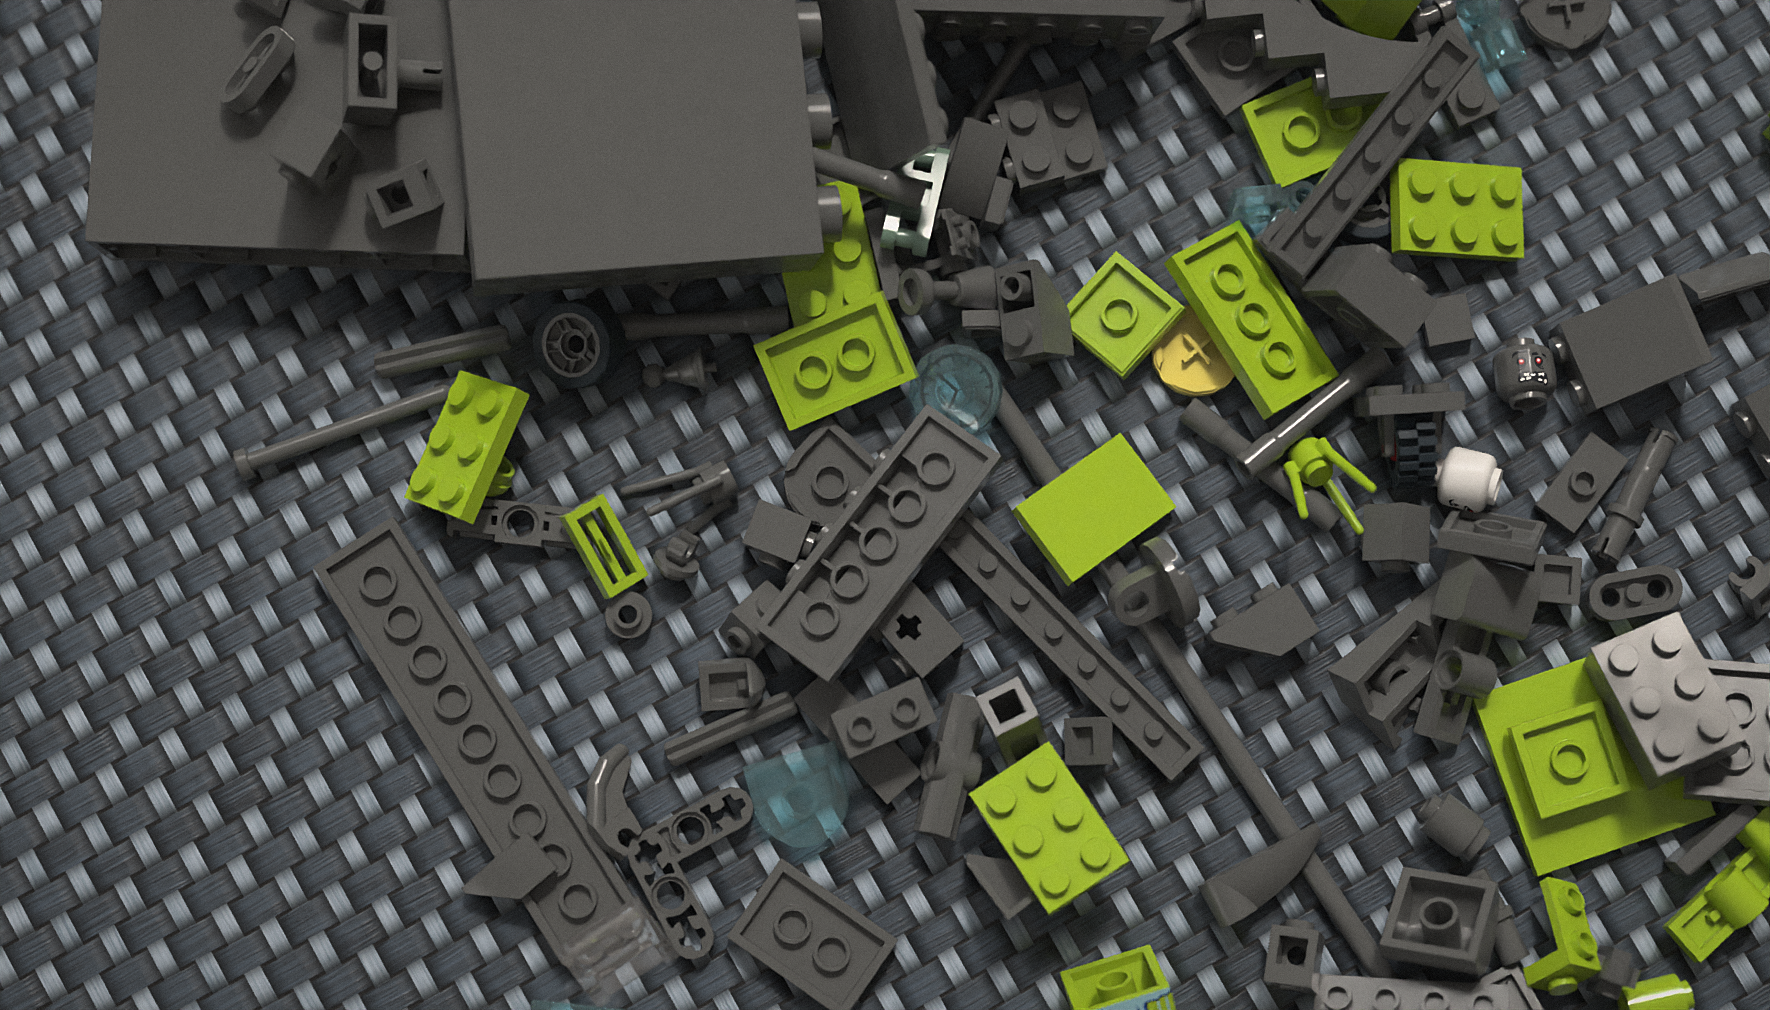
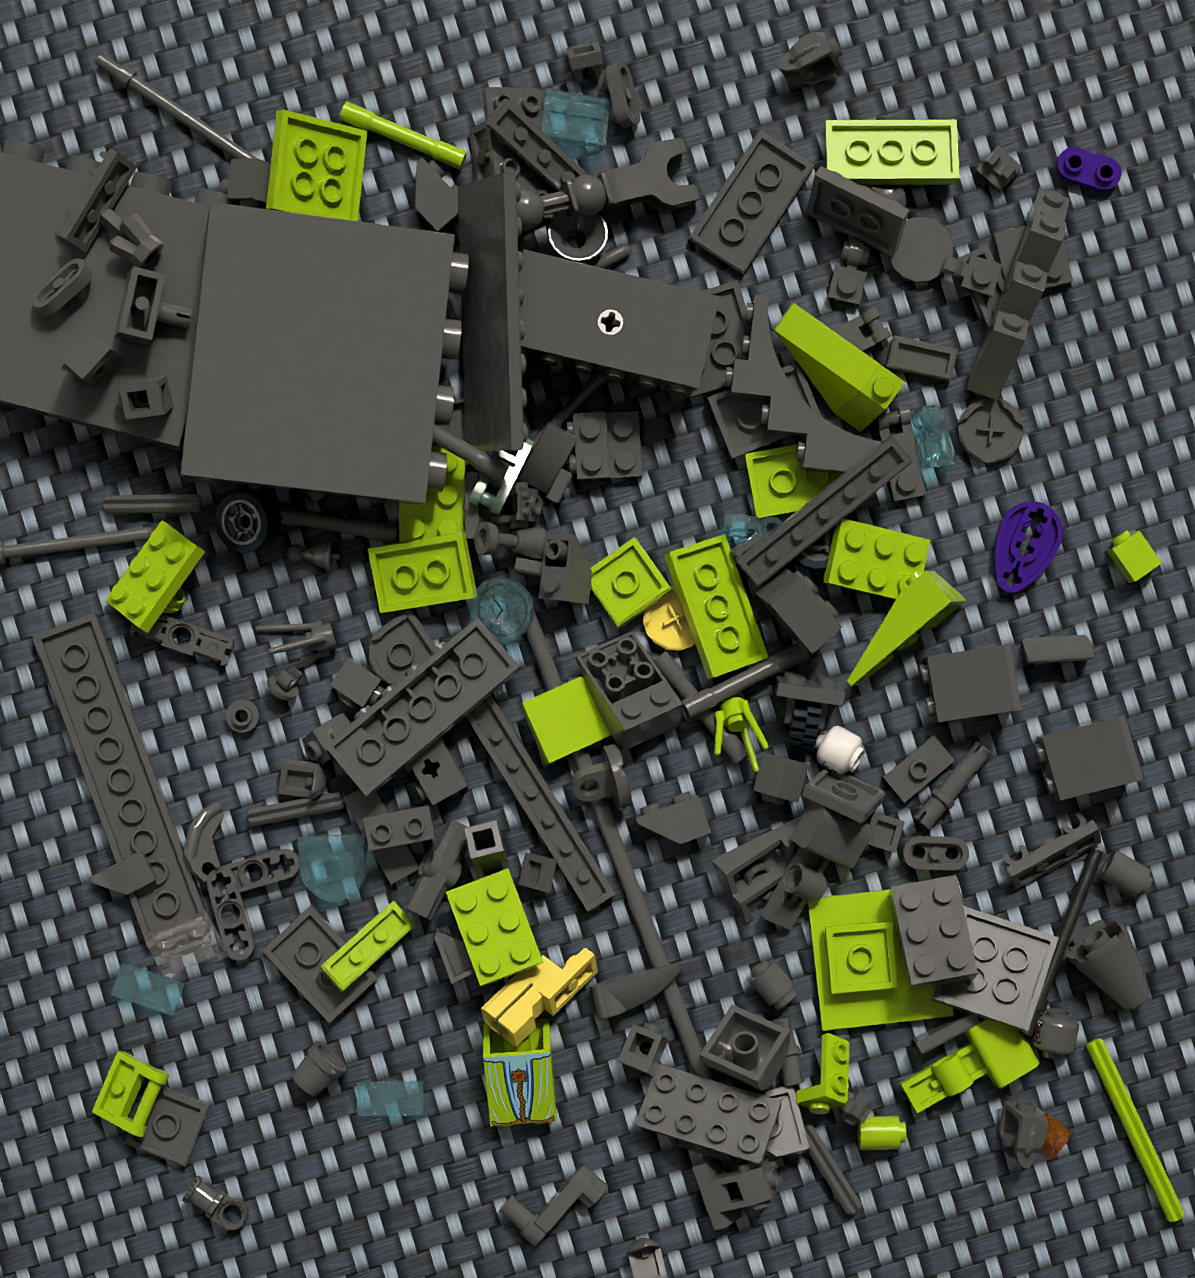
camera: 10 degrees right, 5 degrees up
(589, 556) = (226, 639): lime tile -> none
(873, 898) = (367, 946): none -> lime tile
(1124, 907) = (536, 990): none -> light yellow plate
(1160, 461) = (629, 691): none -> dark grey slope
(1448, 322) = (853, 635): dark grey tile -> none
(1524, 374) = (896, 685): dark grey head -> none
(1531, 258) = (919, 606): none -> lime wedge
(1677, 147) = (1043, 548): none -> dark purple piece

